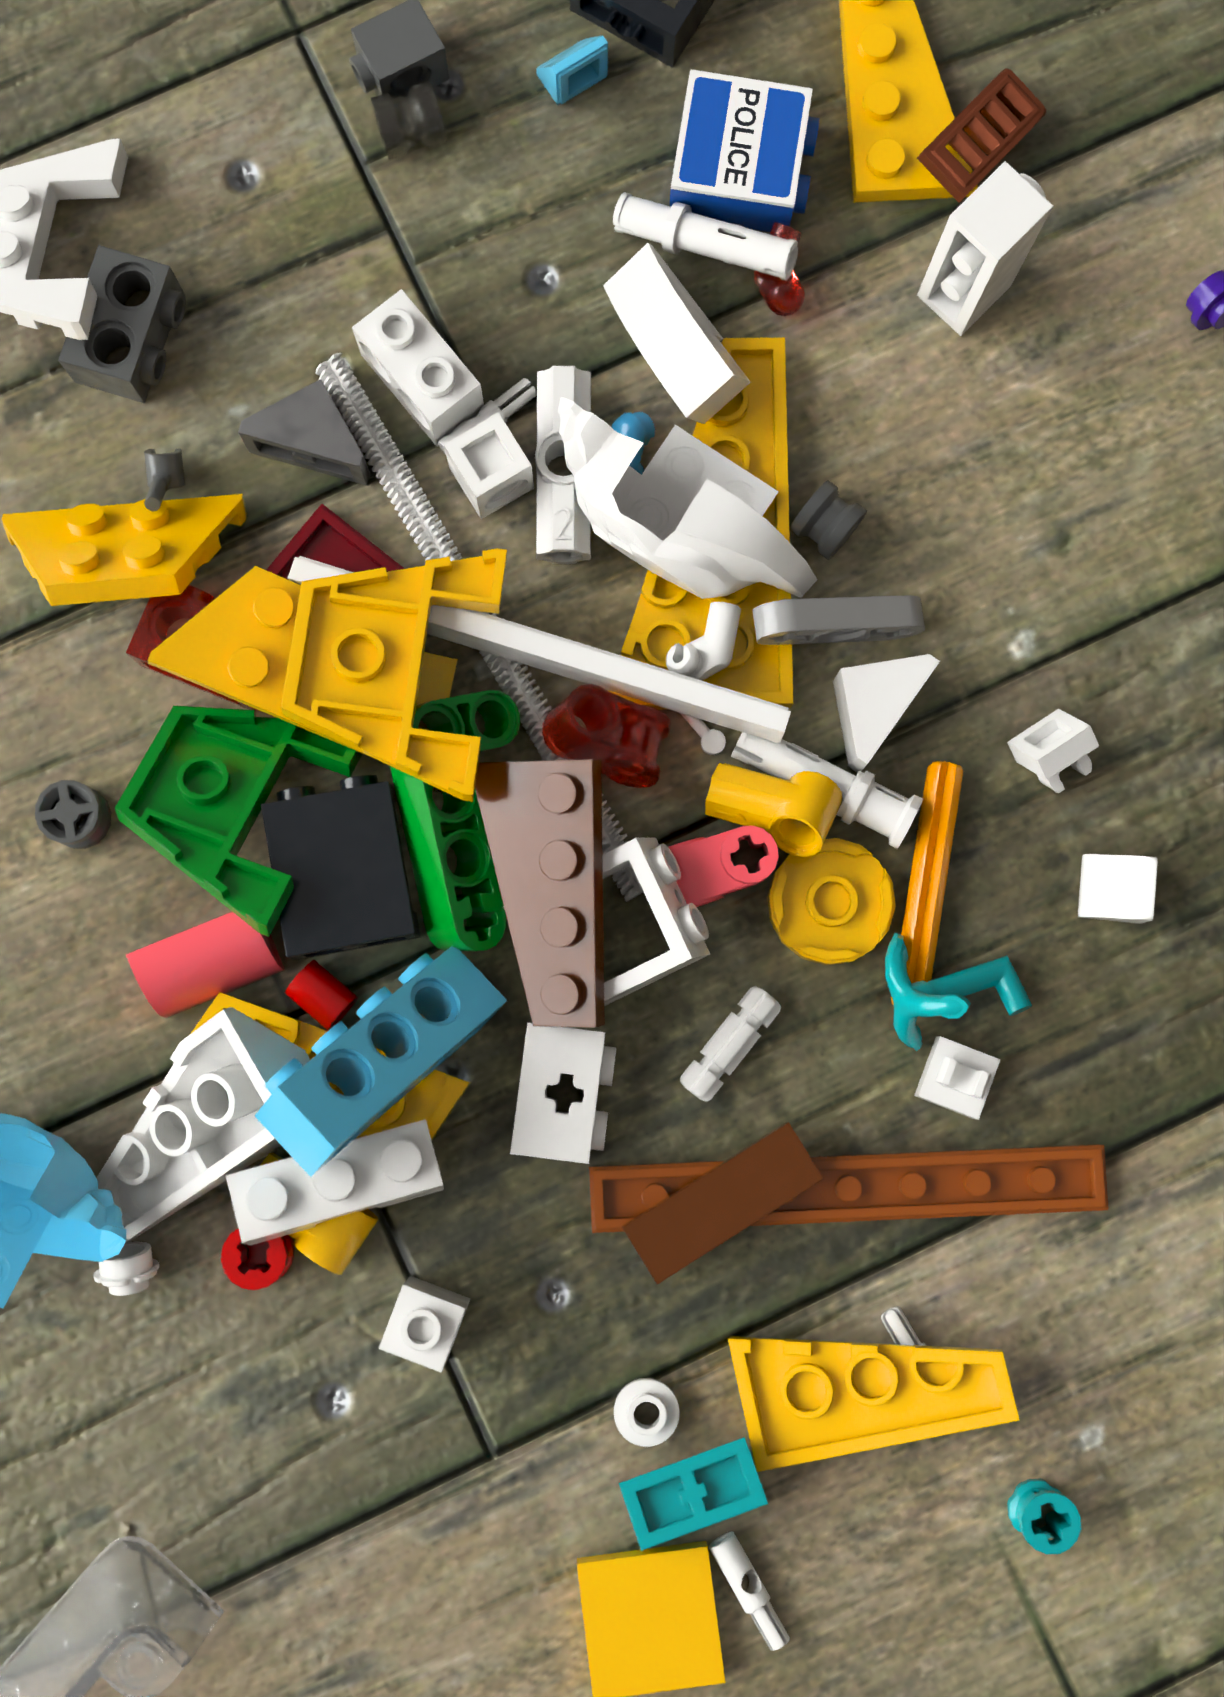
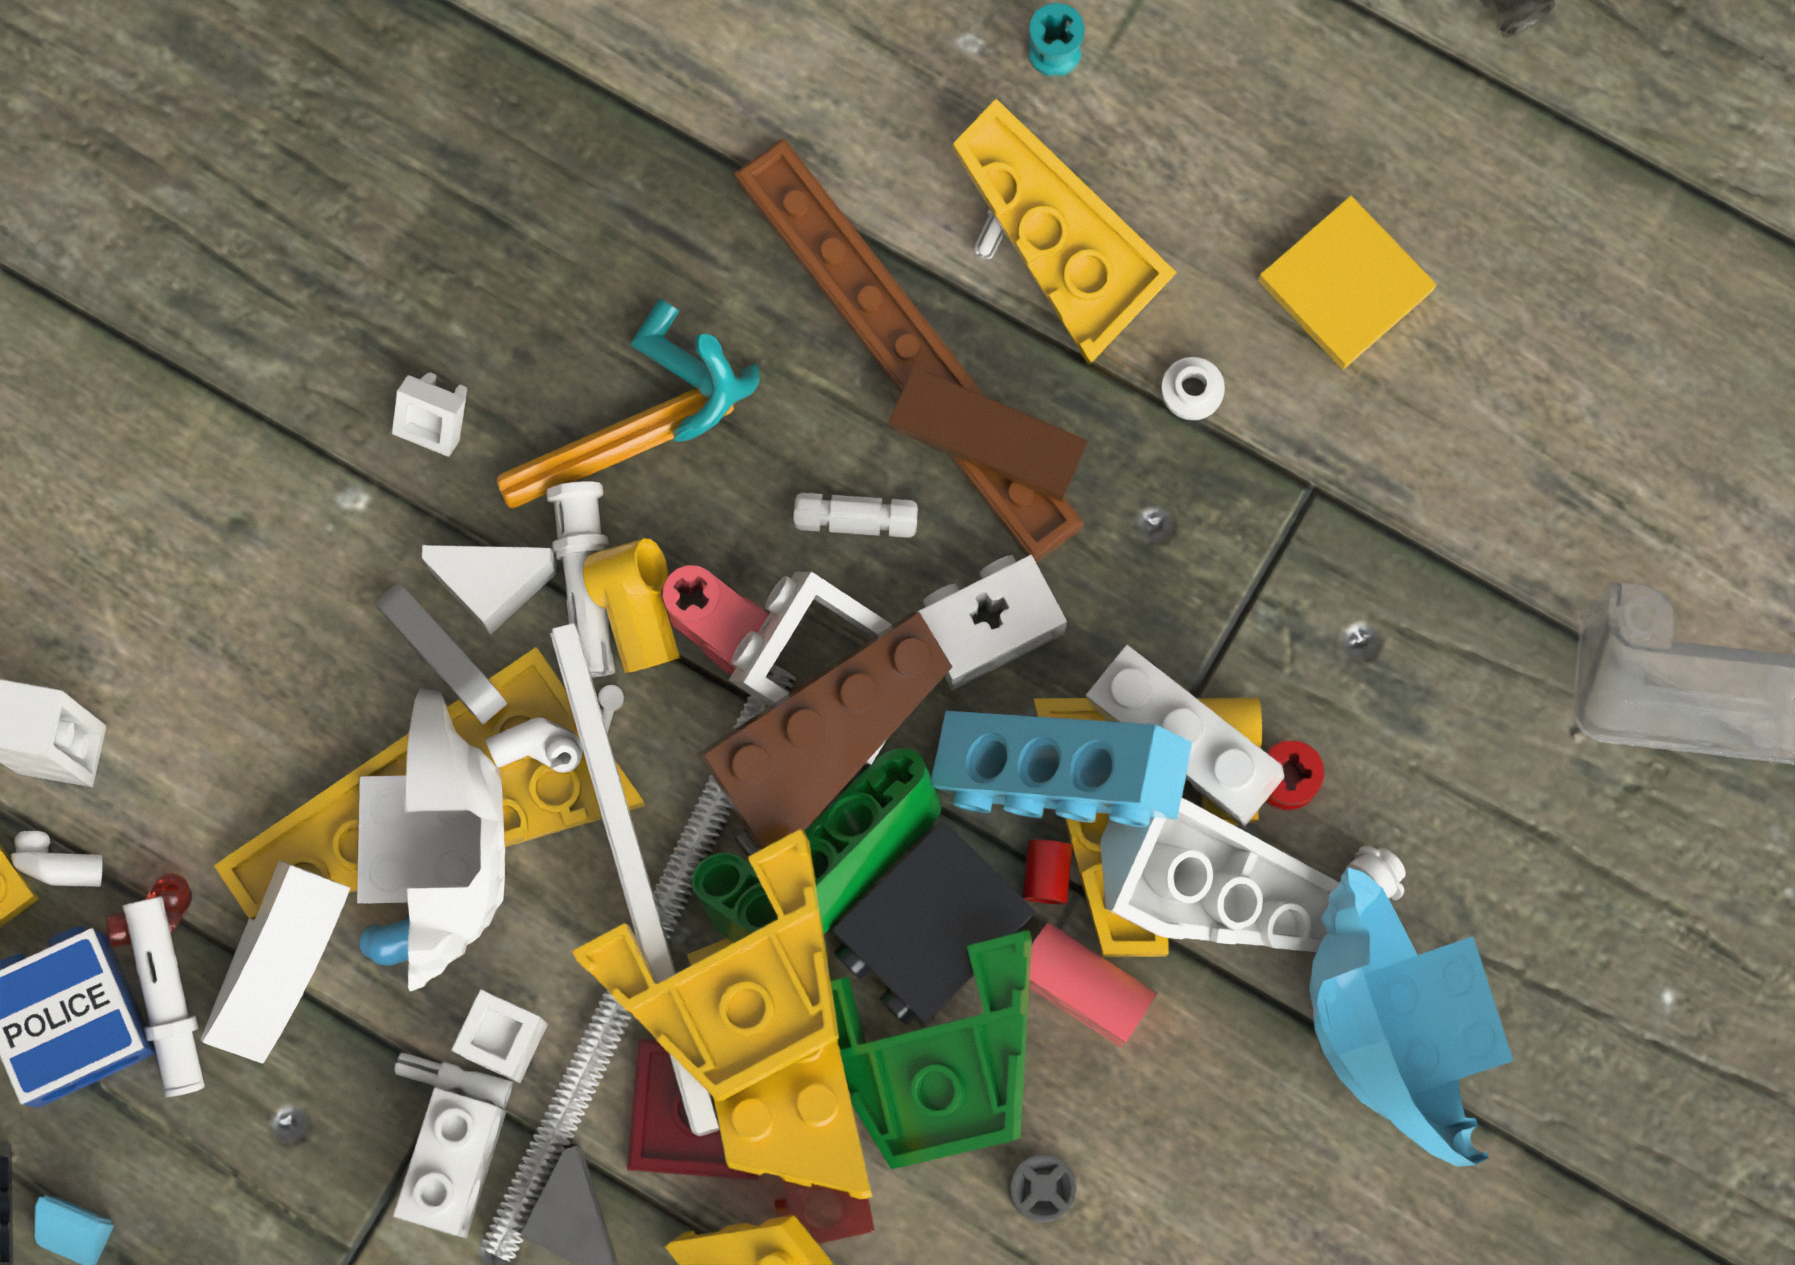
camera: 120 degrees left, 5 degrees down
(424, 1323) = (1247, 602): white brick -> none
(561, 525) = (500, 951): white piece -> none
(617, 733) = (666, 770): clear red piece -> none
(693, 1493) = (1227, 307): teal hinge -> none
(755, 1600) = (1275, 215): white pin -> none
(828, 520) = (355, 722): dark grey wheel -> none
(831, 903) = (685, 507): yellow tile -> none
(870, 217) = (55, 869): none -> white arm
(957, 1077) = (758, 320): white tile -> none
(1117, 888) = (514, 291): white slope -> none

